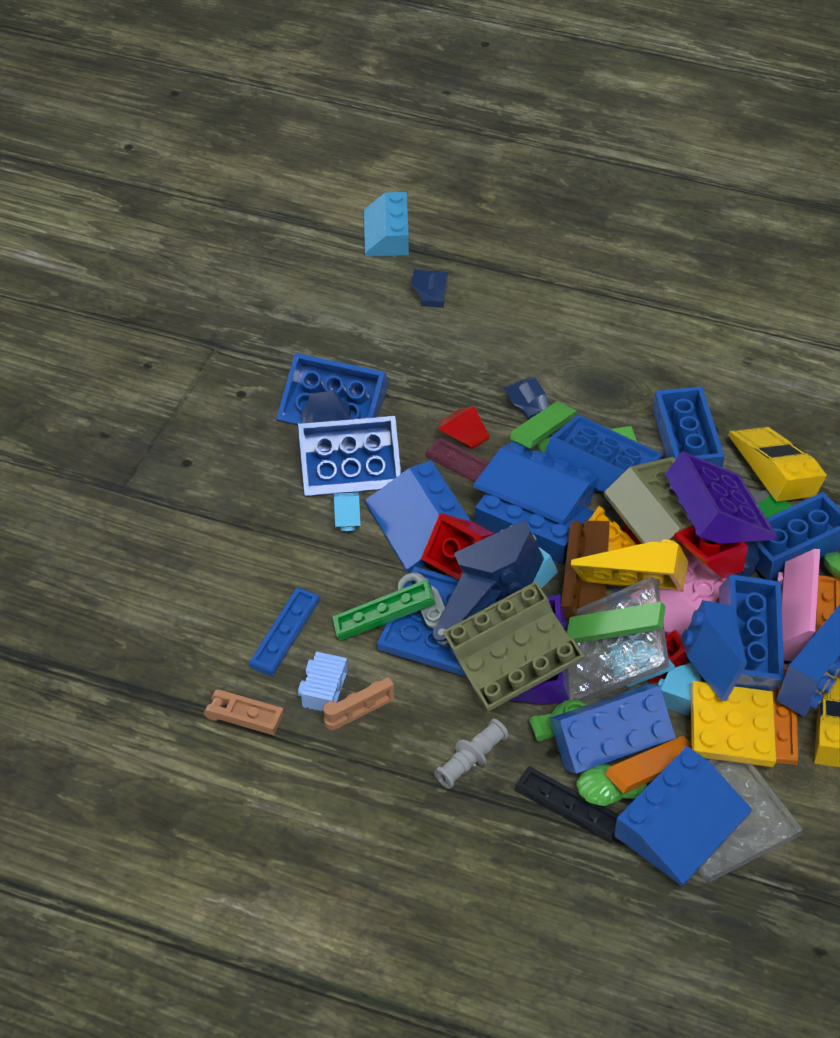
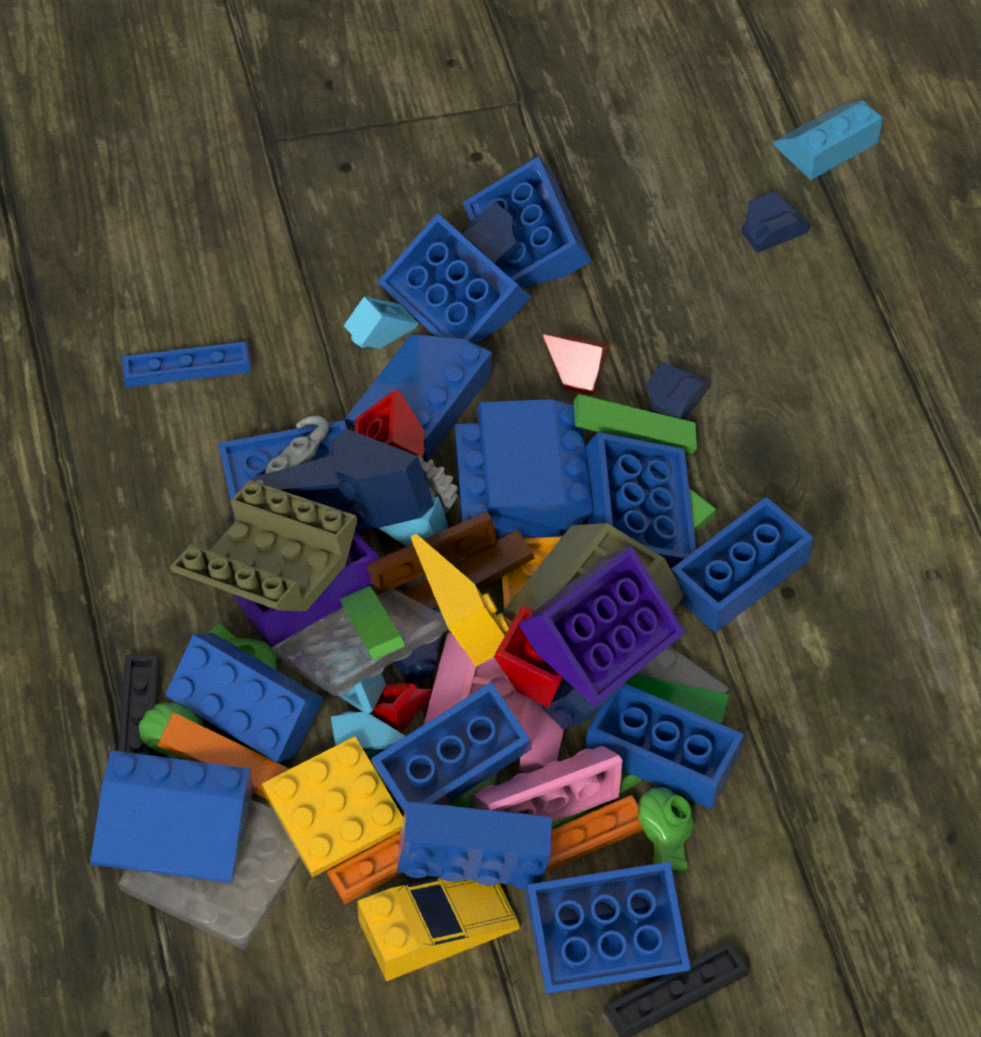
camera: 55 degrees right, 5 degrees up
(244, 712) = (58, 387): nougat plate -> none
(323, 681) = (138, 427): light blue brick -> none
(358, 704) = (132, 470): nougat plate -> none
(383, 610) = (260, 423): green tile -> none
(456, 459) = (534, 373): clear pink tile -> none
(470, 753) = (132, 595): light grey piece -> none
(715, 646) = (407, 709): blue slope -> none
(779, 463) = (774, 674): yellow slope -> none

